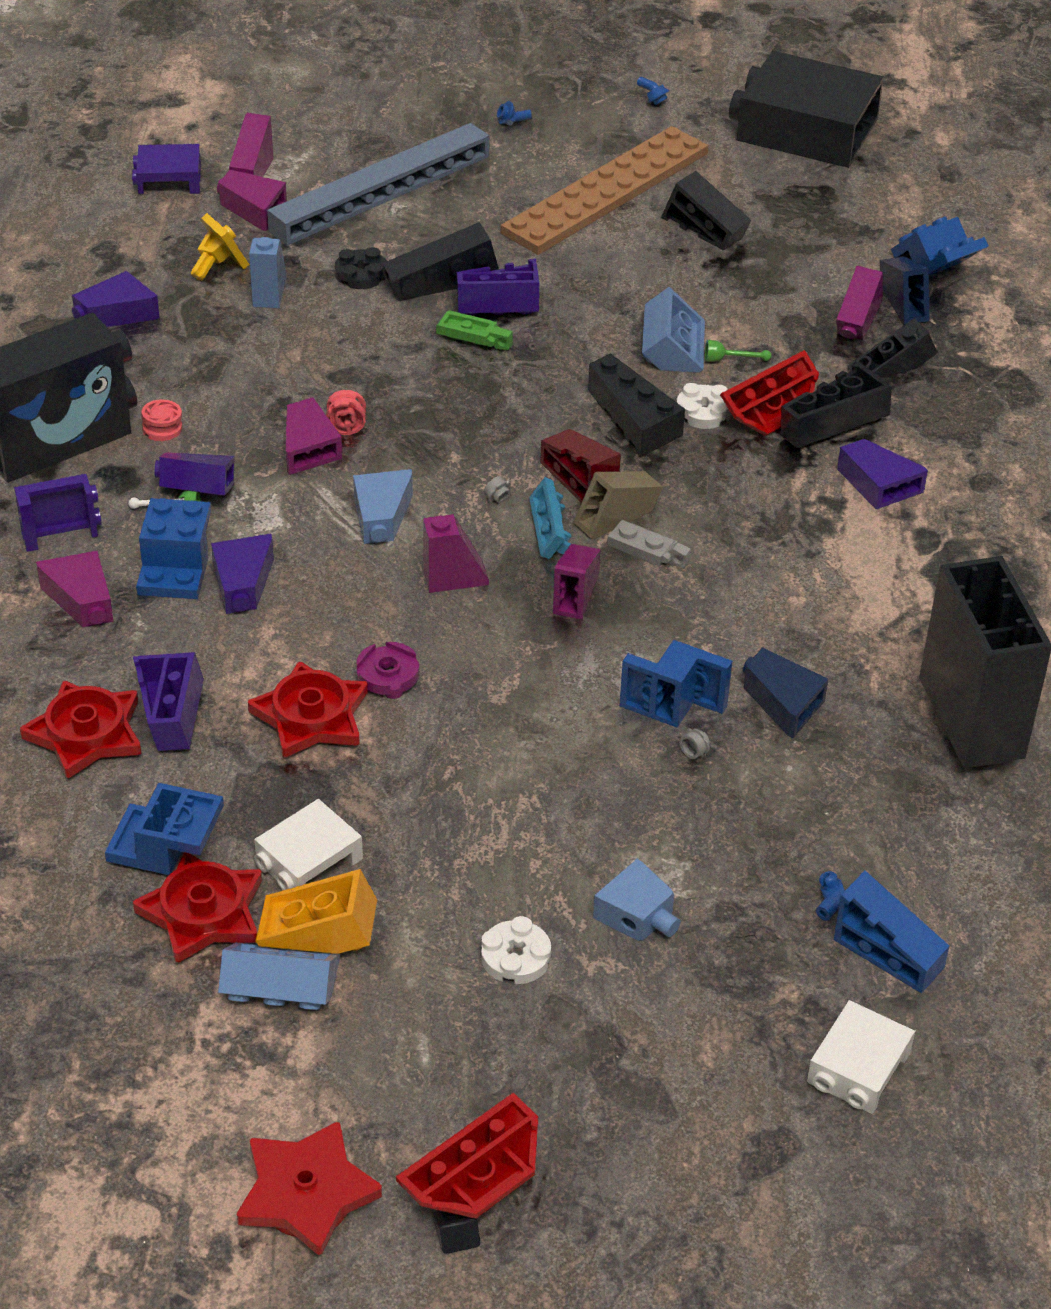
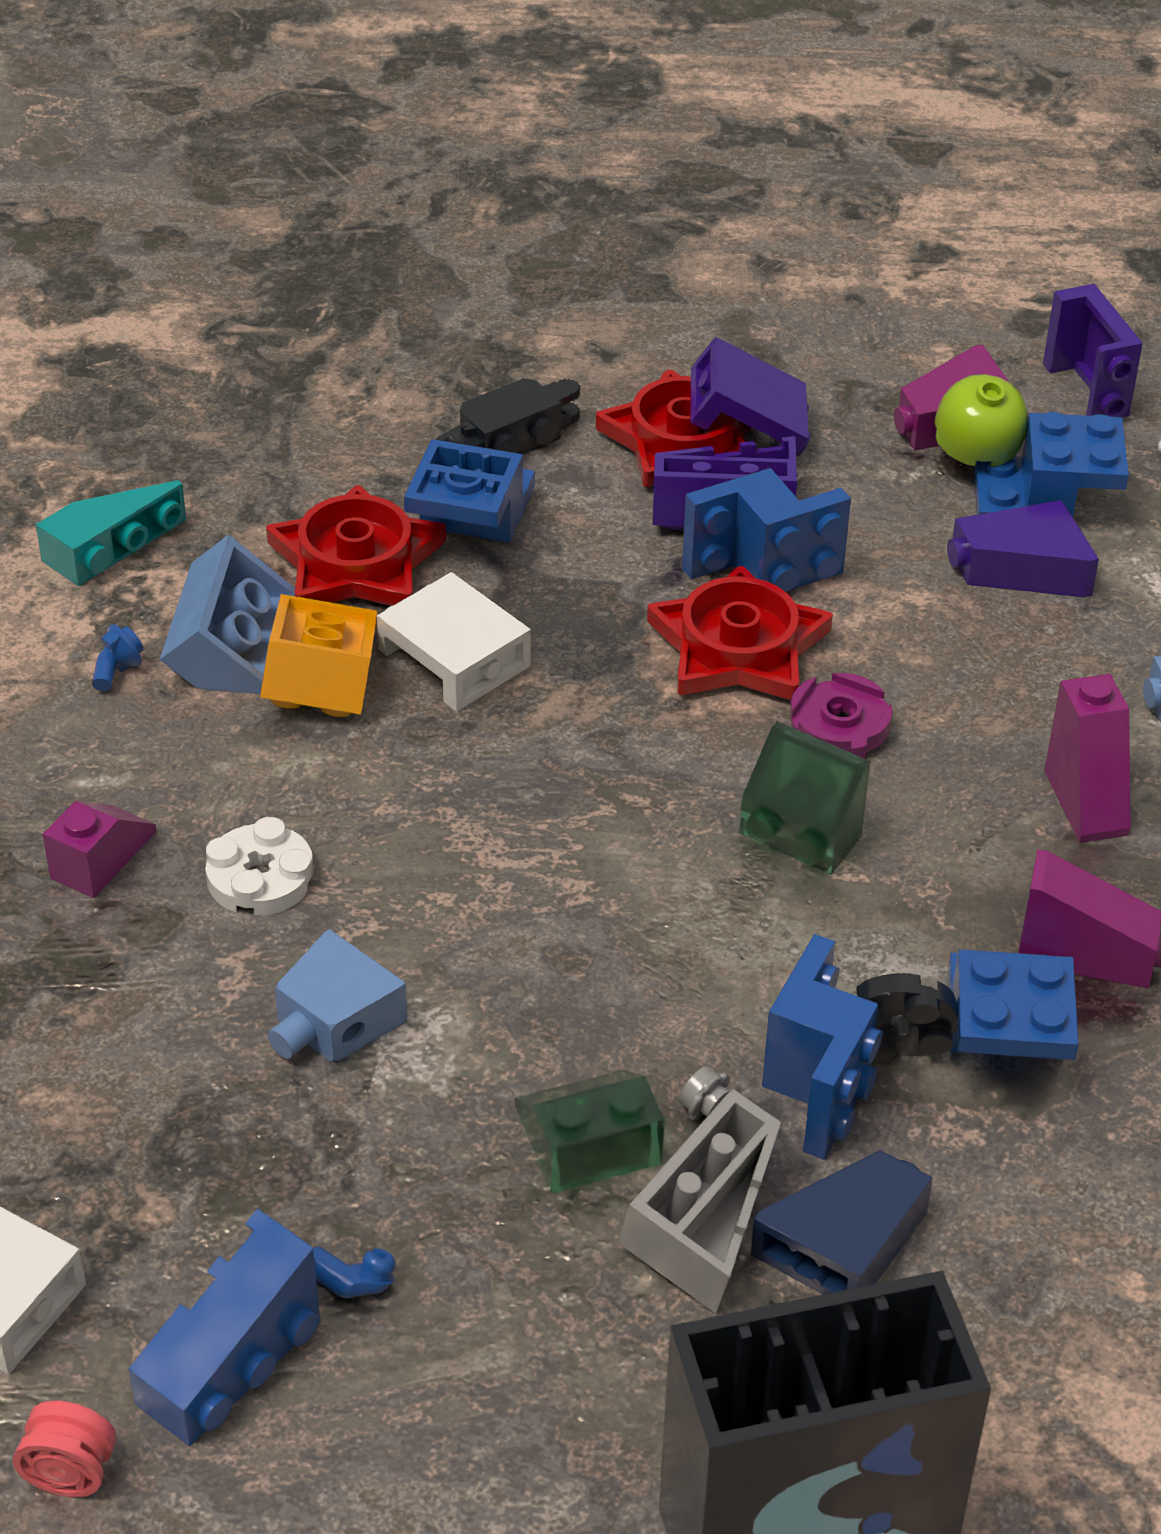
camera: 90 degrees right, 0 degrees up
(67, 819) = (517, 416): none -> black hinge
(83, 679) = (749, 391): none -> dark purple panel
(129, 565) = (981, 420): none -> lime cylinder
(171, 1061) = (106, 529): none -> teal slope
(230, 679) = (766, 530): none -> blue bracket
(301, 1034) = (119, 652): none -> blue plate
(479, 679) = (805, 798): none -> clear green slope
(500, 1032) = (93, 844): none -> magenta slope
(643, 602) = (1014, 1004): none -> blue bracket
(657, 633) = (926, 1017): none -> black plate
(720, 789) = (593, 1129): none -> clear green slope
(777, 739) = (702, 1198): none -> light grey wedge
(973, 1003) = (64, 1449): none -> coral wheel

